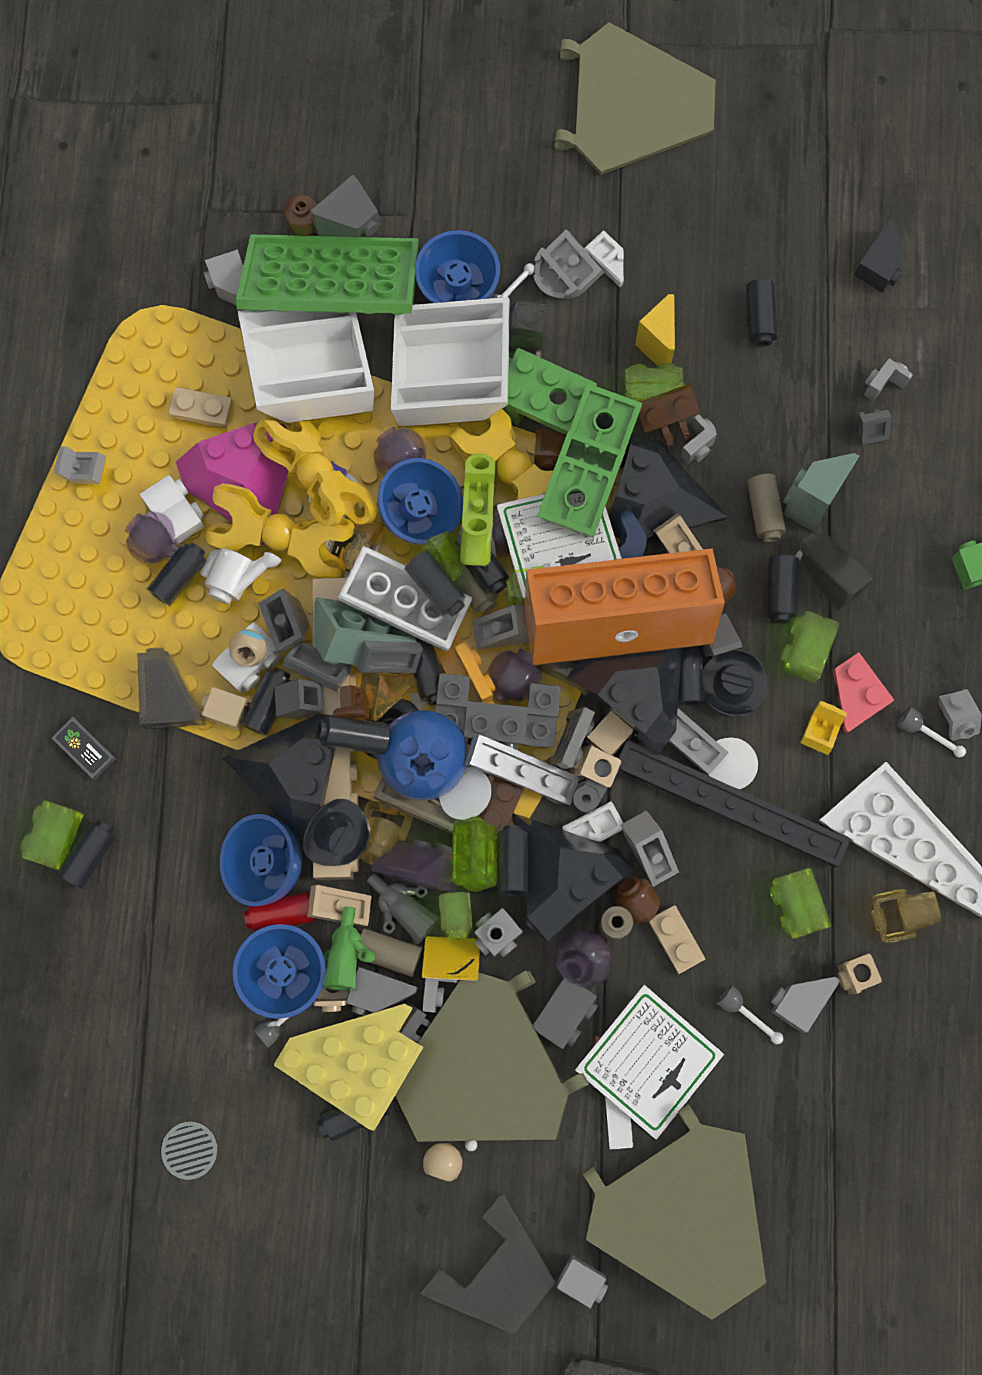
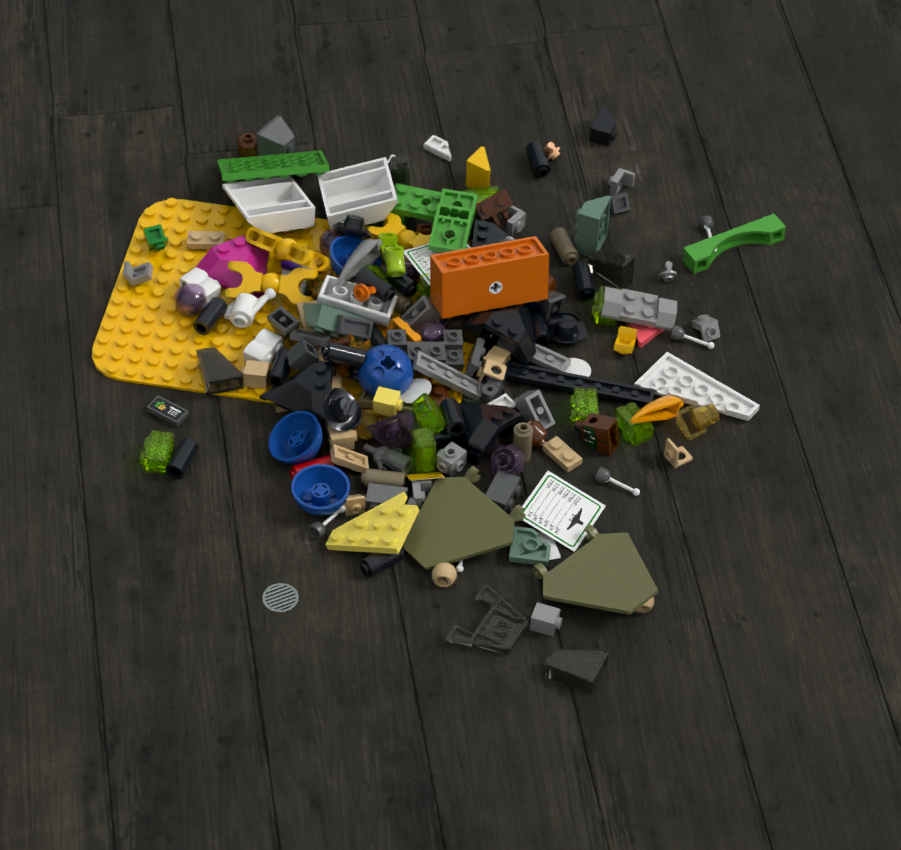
camera: 15 degrees left, 30 degrees down
(121, 396) = (155, 238): none -> green bracket
(225, 275) = (209, 181): light grey slope -> none
(248, 648) = (266, 333): tan piece -> none
(343, 954) = (358, 477): bright green piece -> none
(412, 600) = (363, 292): none -> orange plate
(414, 819) = (387, 402): none -> light yellow brick
(426, 514) = (365, 254): none -> light grey piece
(427, 441) = (353, 227): none -> black hat
(454, 259) = (349, 152): blue piece -> none
(565, 268) = (418, 150): light grey slope -> none
(587, 1129) = (529, 547): none -> sand green plate
(633, 100) = (435, 75): olive flag -> none
(730, 857) = (584, 403): none -> clear neon green brick
(749, 927) = (599, 433): none -> reddish brown torso
(788, 298) = (551, 151): none -> light nougat plate
(803, 1002) = (646, 469): light grey slope -> none
(844, 887) = (659, 409): none -> light orange piece
(860, 670) = (639, 308): none -> light grey piece
(922, 589) = (667, 273): none -> light grey plate

